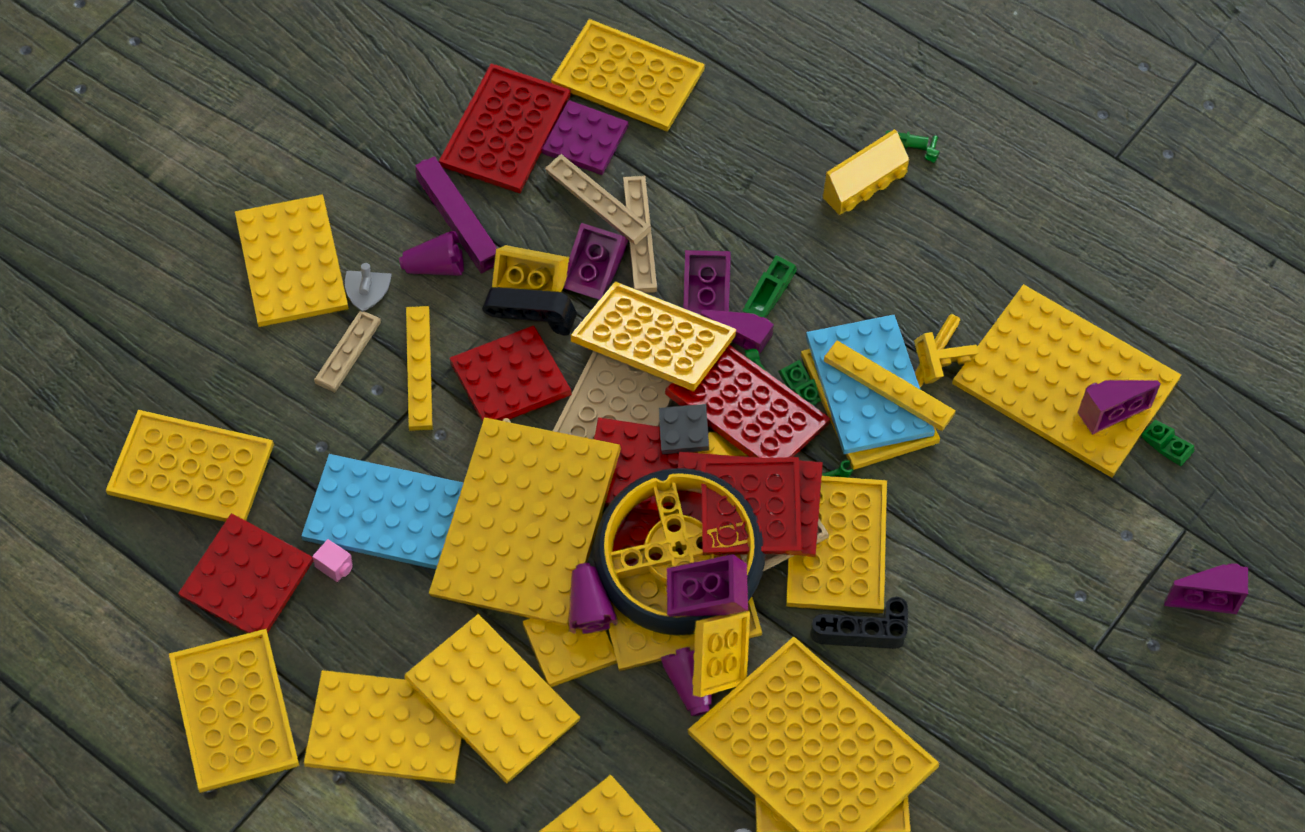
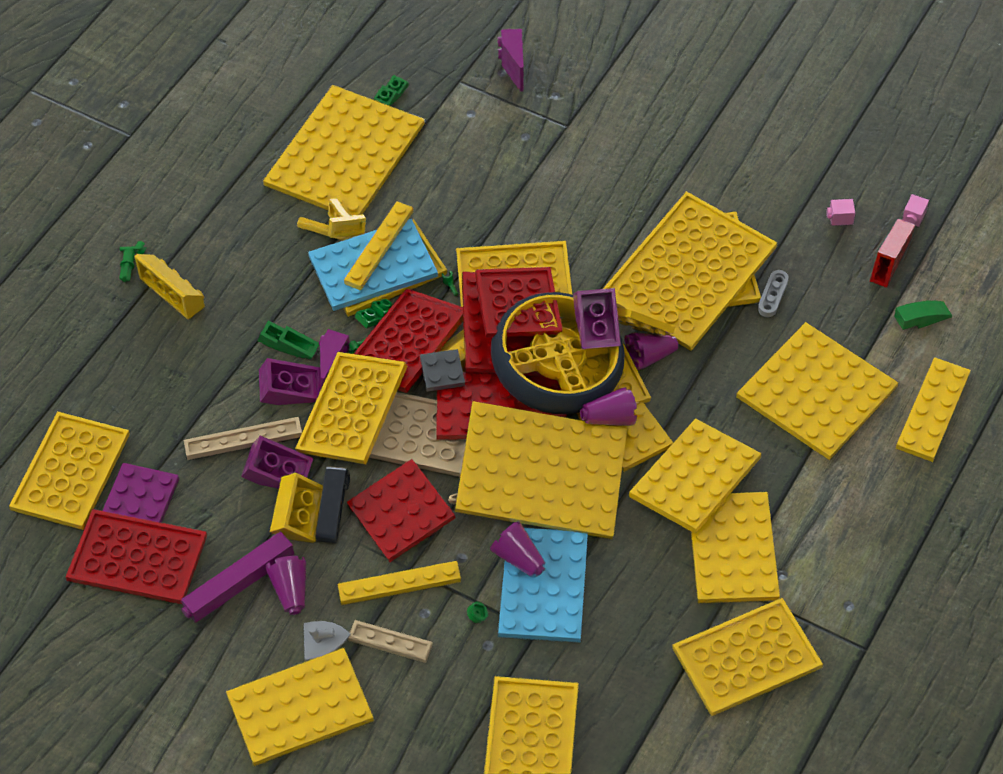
camera: 95 degrees left, 5 degrees down
(246, 576) = (627, 671): red plate -> none
(333, 560) = (599, 609): bright pink brick -> none
(360, 437) = (477, 612): none -> green tile
(415, 477) = (519, 550): none -> magenta cone
(598, 199) = (213, 470): tan plate -> none
(859, 625) = (581, 236): black beam -> none
(1115, 401) = (378, 111): magenta slope -> none

